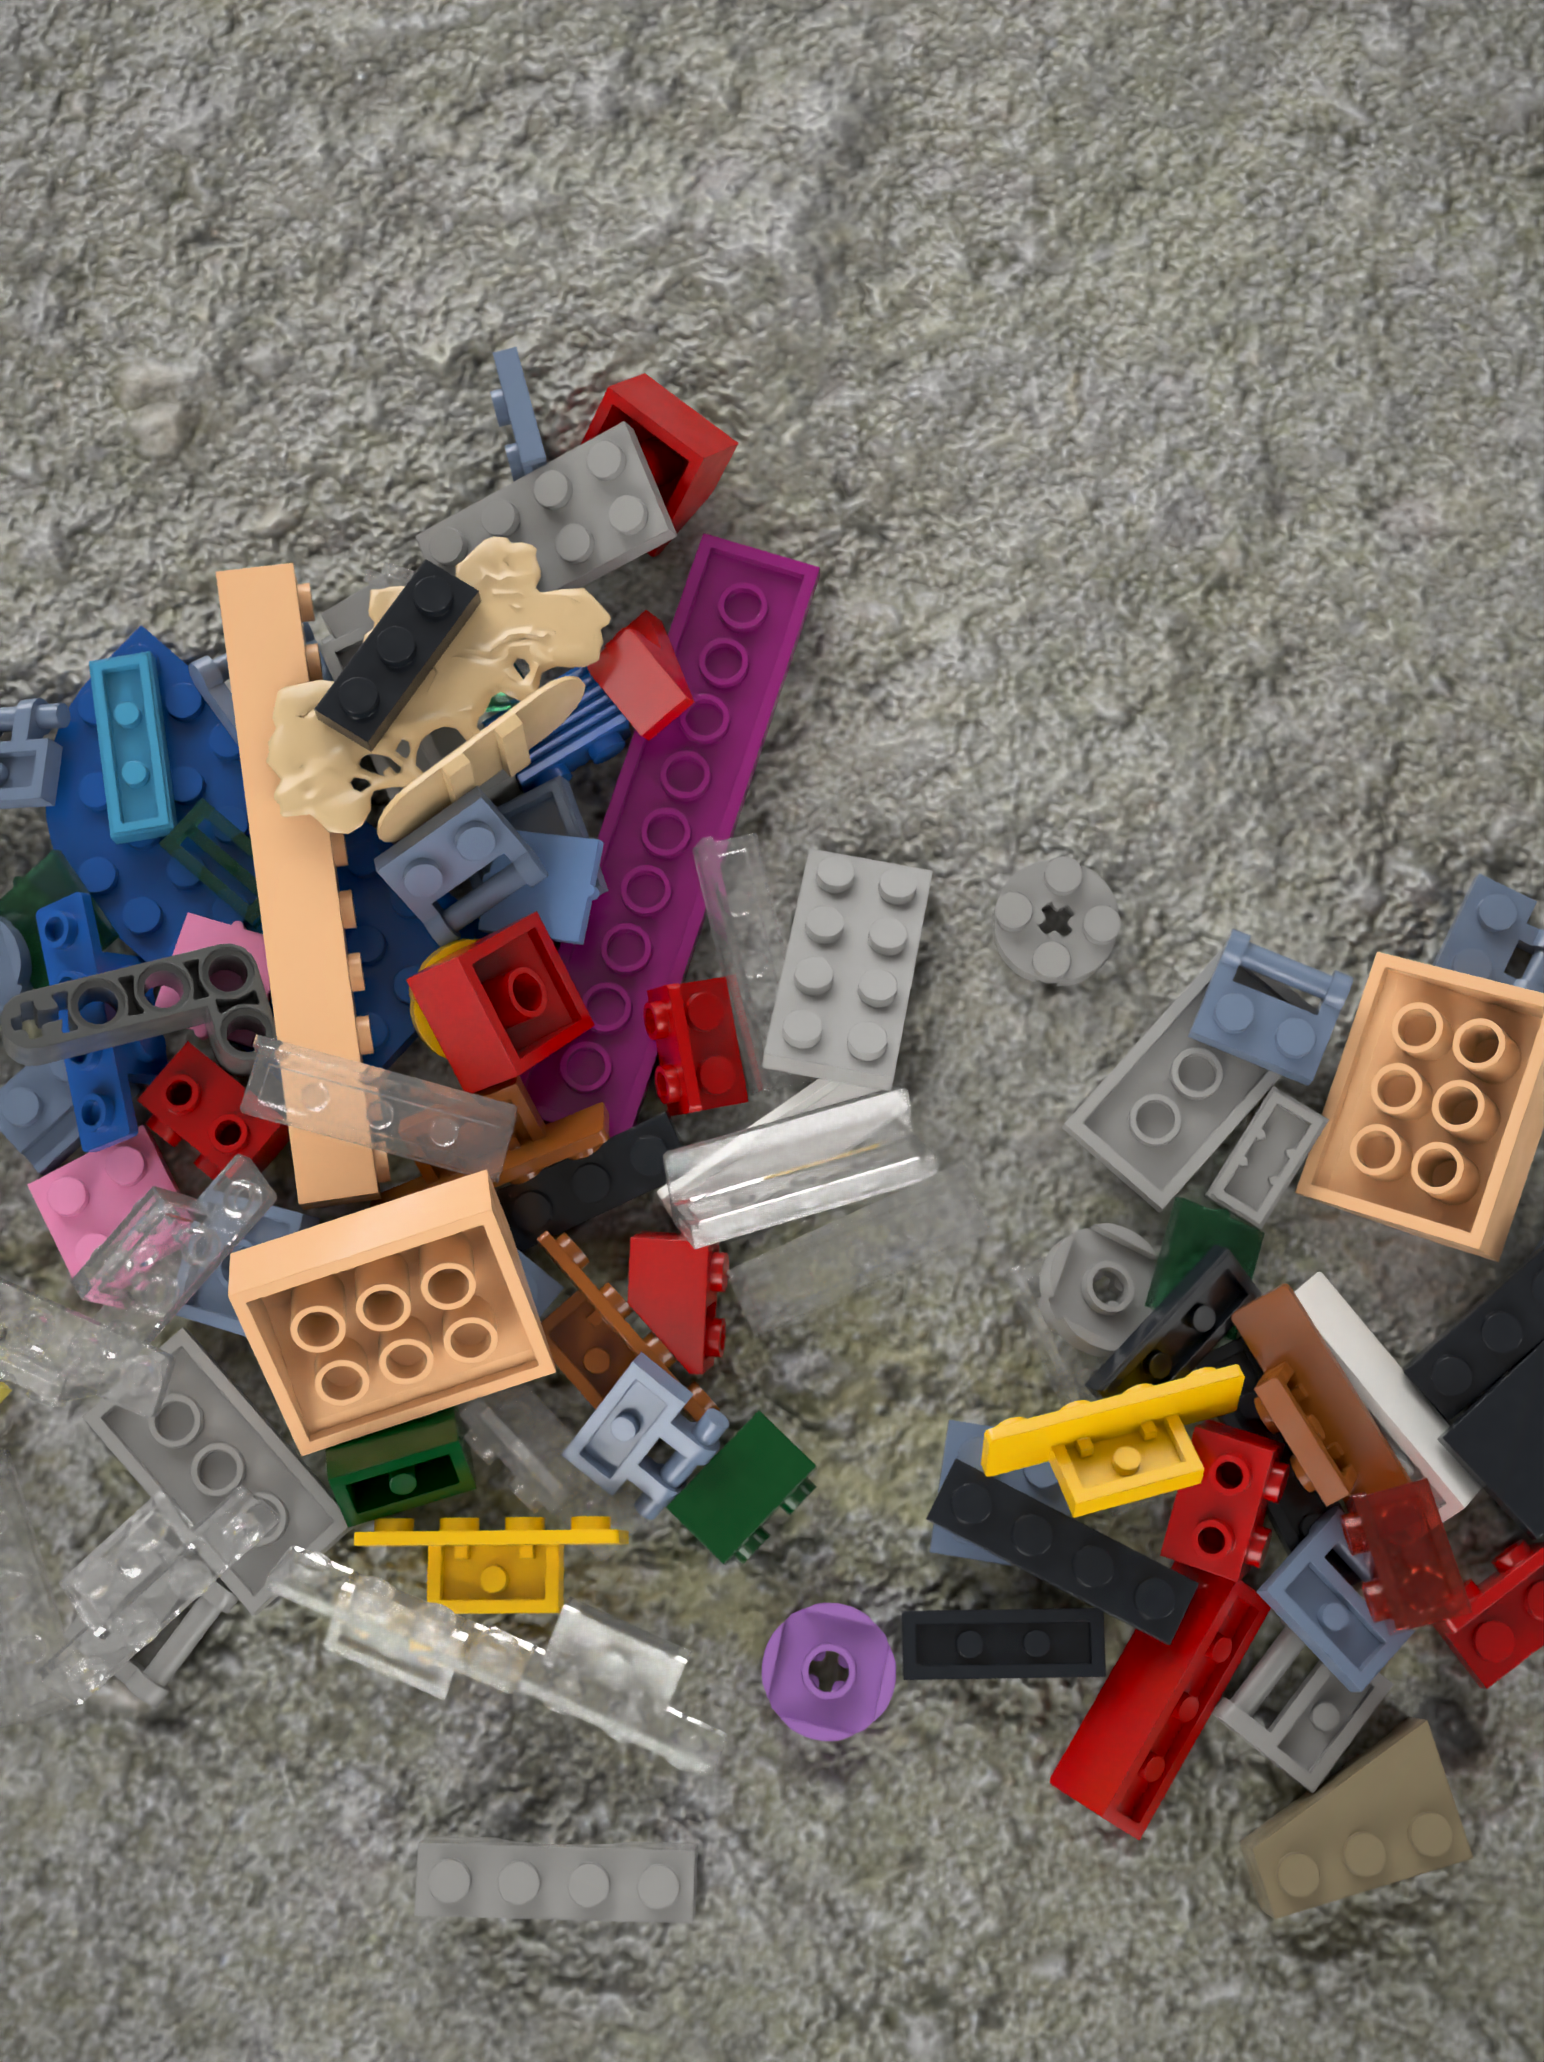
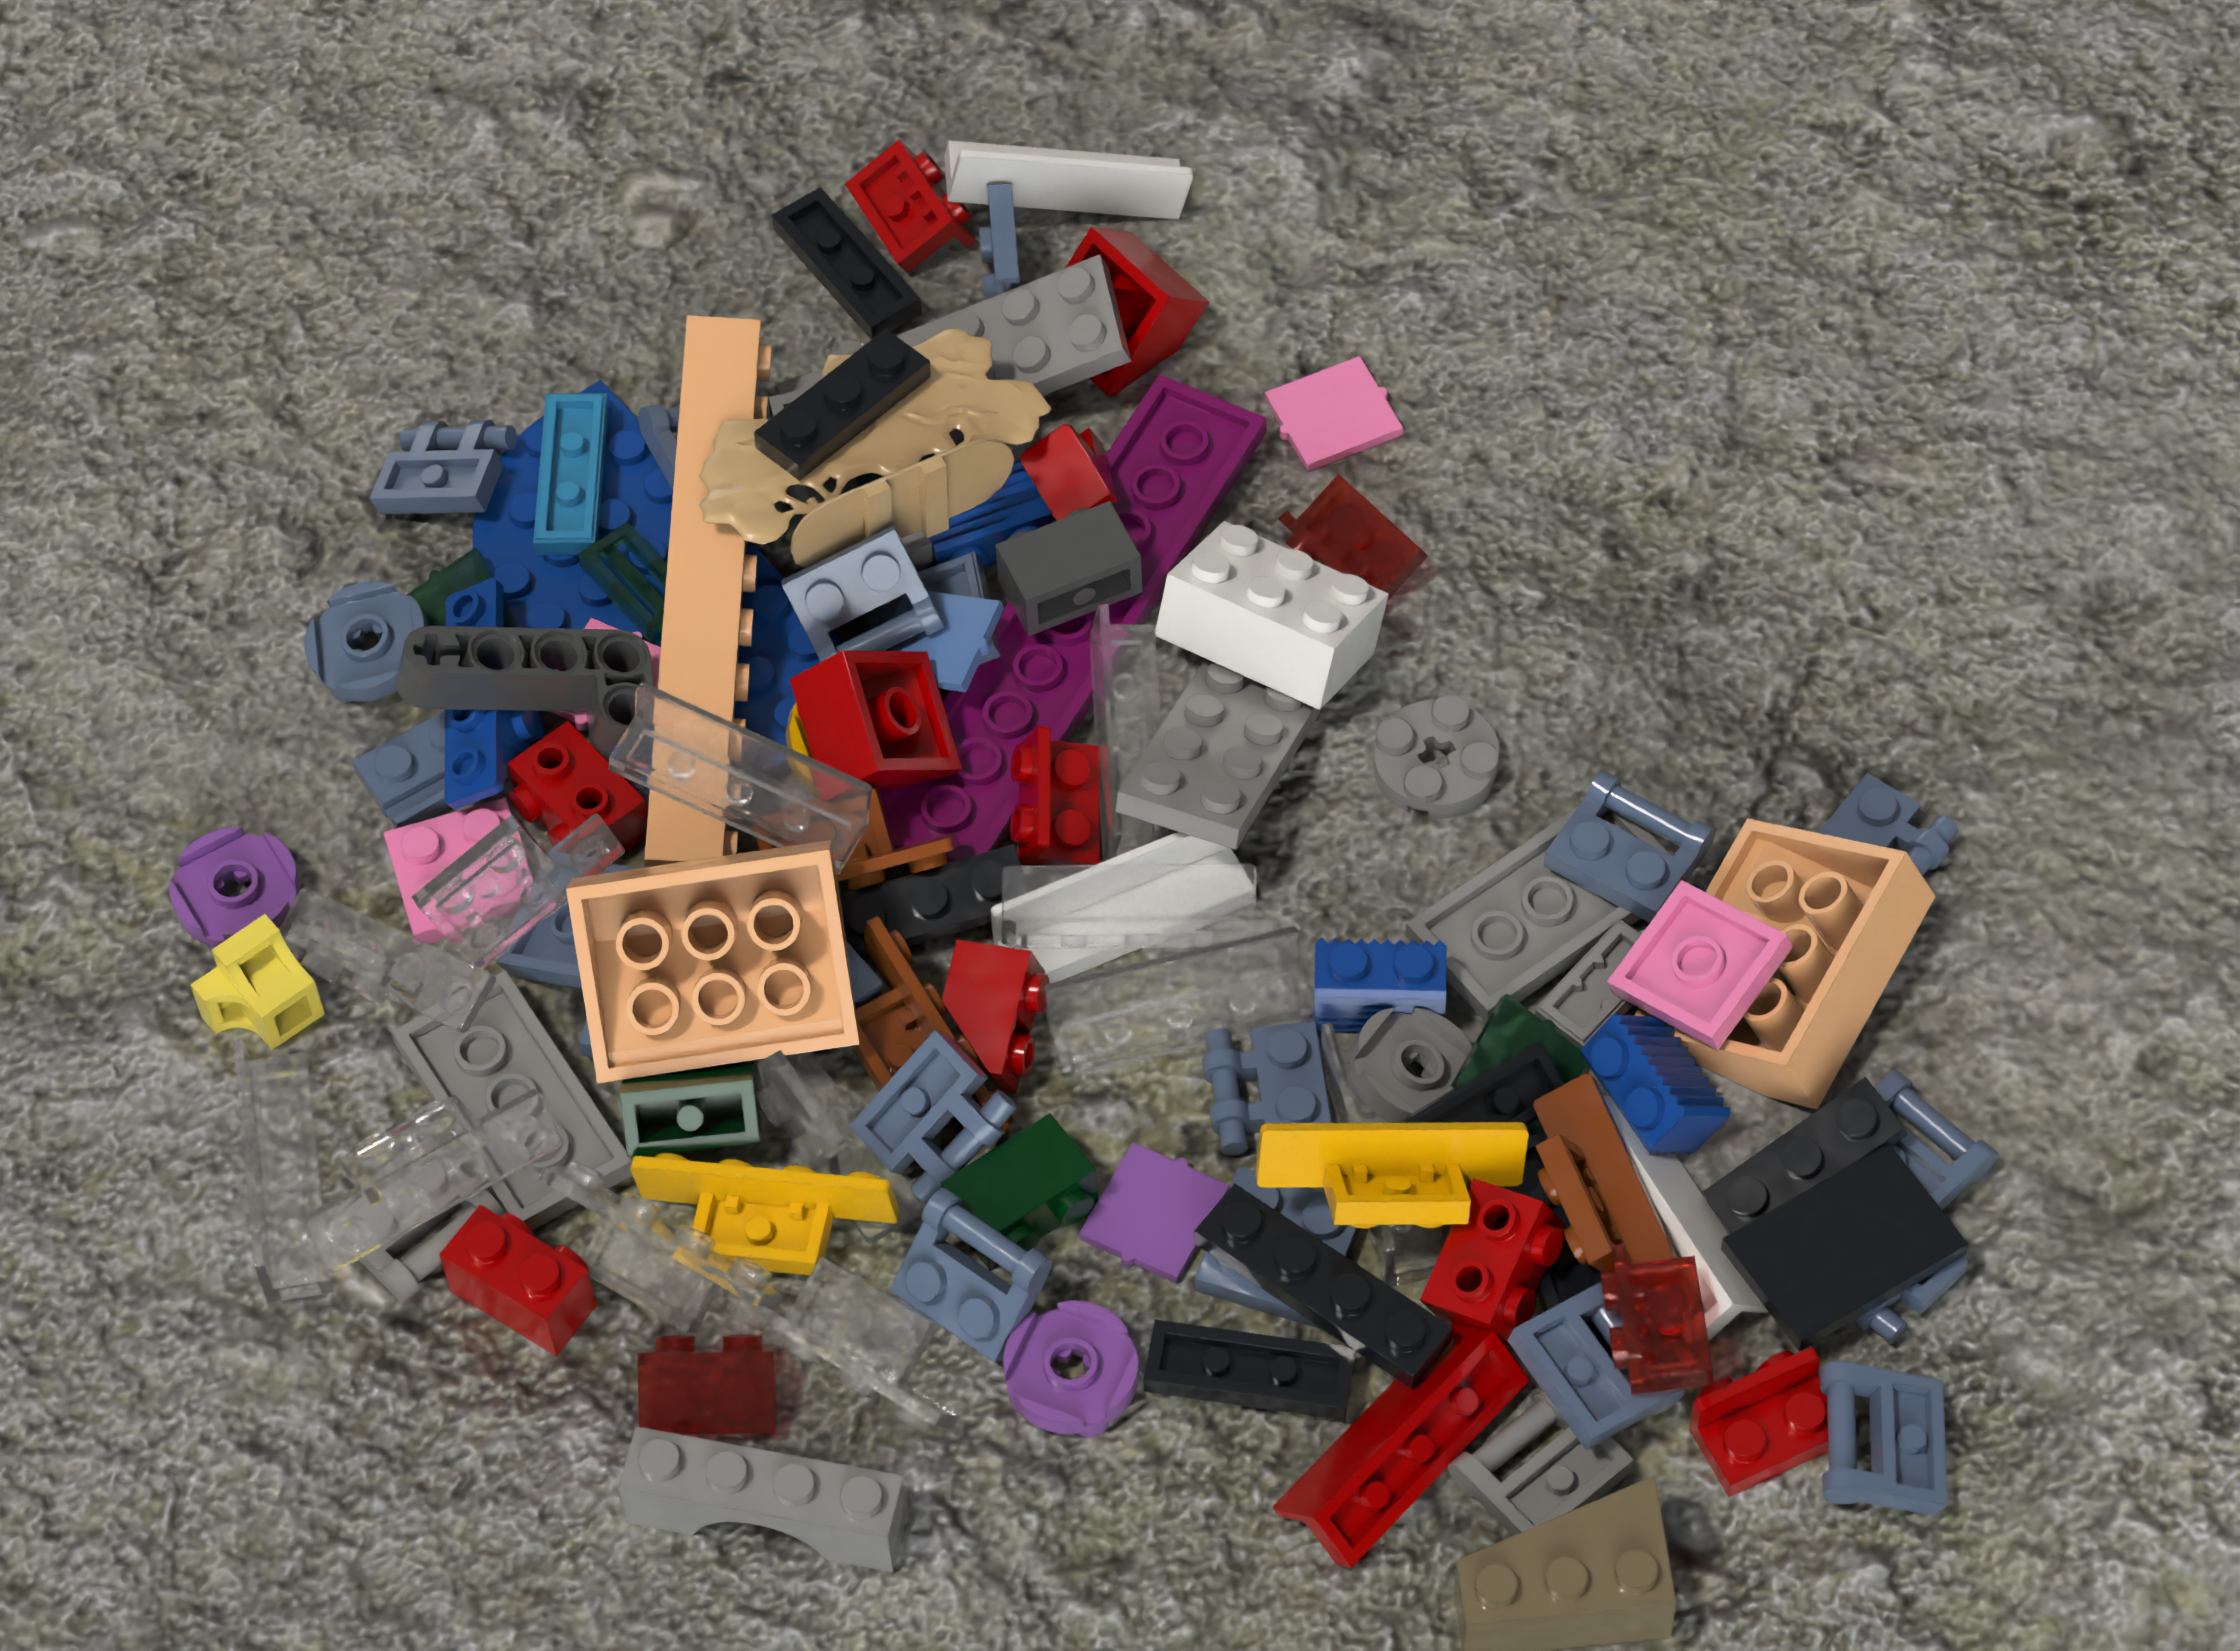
camera: 10 degrees right, 20 degrees down
(266, 1676) = (519, 1278): none -> red brick
(363, 450) = (846, 263): none -> black plate
(414, 372) = (909, 206): none -> red bracket
(476, 1754) = (708, 1387): none -> clear red bracket
(567, 321) = (1068, 179): none -> white panel
(659, 786) = (1068, 567): none -> dark grey brick
(712, 1601) = (960, 1290): none -> sand blue plate
(869, 801) = (1271, 614): none -> white brick
(874, 1475) = (1152, 1212): none -> medium lavender piece
(881, 542) = (1333, 413): none -> bright pink piece
(931, 697) = (1354, 538): none -> clear red bracket
(980, 1317) = (1287, 1074): none -> sand blue plate
(1052, 1200) = (1366, 978): none -> blue brick
(1341, 1266) = (1655, 1083): none -> blue brick
(1370, 1141) = (1699, 964): none -> bright pink plate

